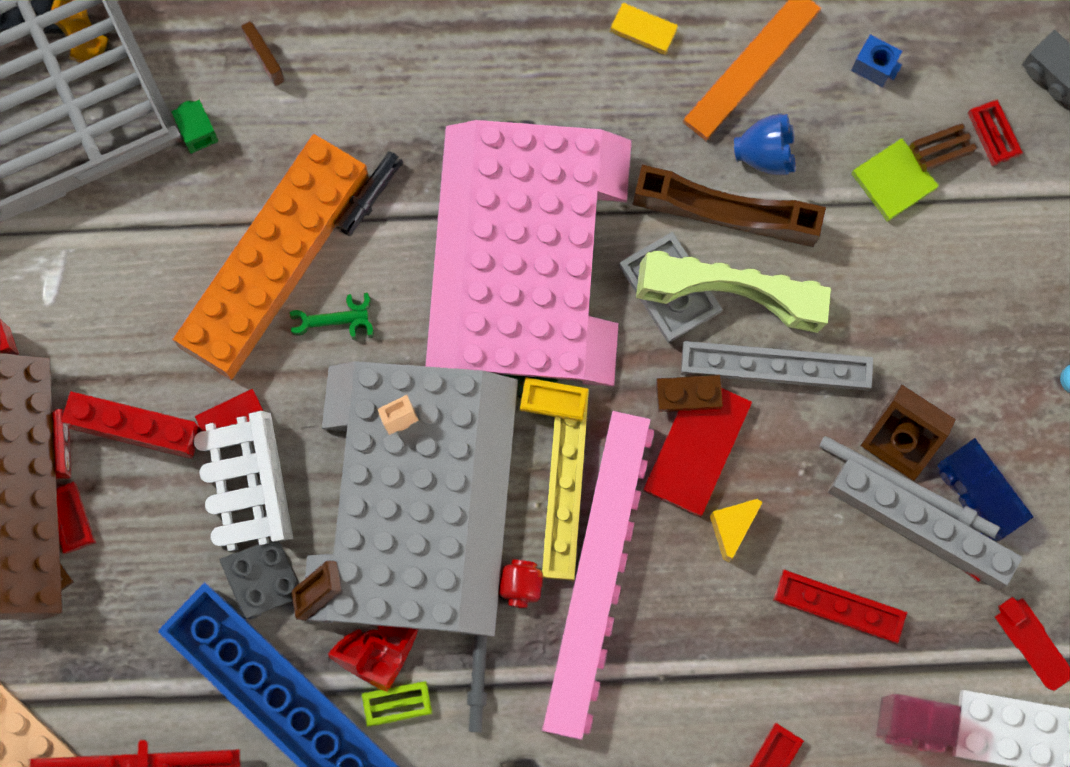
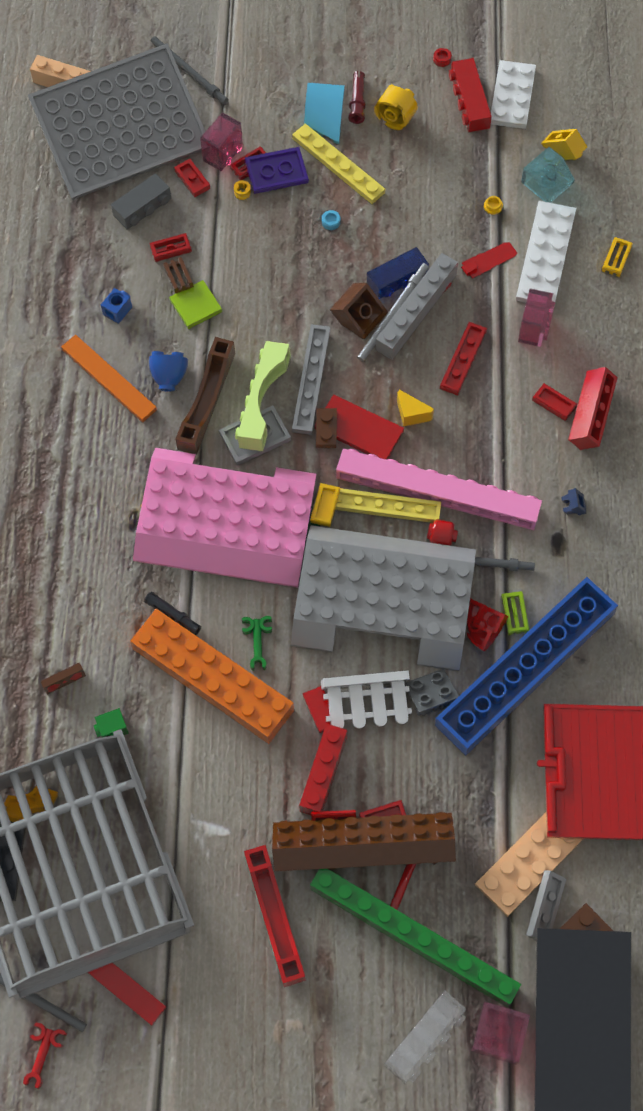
camera: 80 degrees left, 10 degrees down
(316, 590) = (443, 651): reddish brown tile -> none
(398, 415) = (334, 586): light nougat plate -> none
(643, 28) = (75, 440): yellow tile -> none

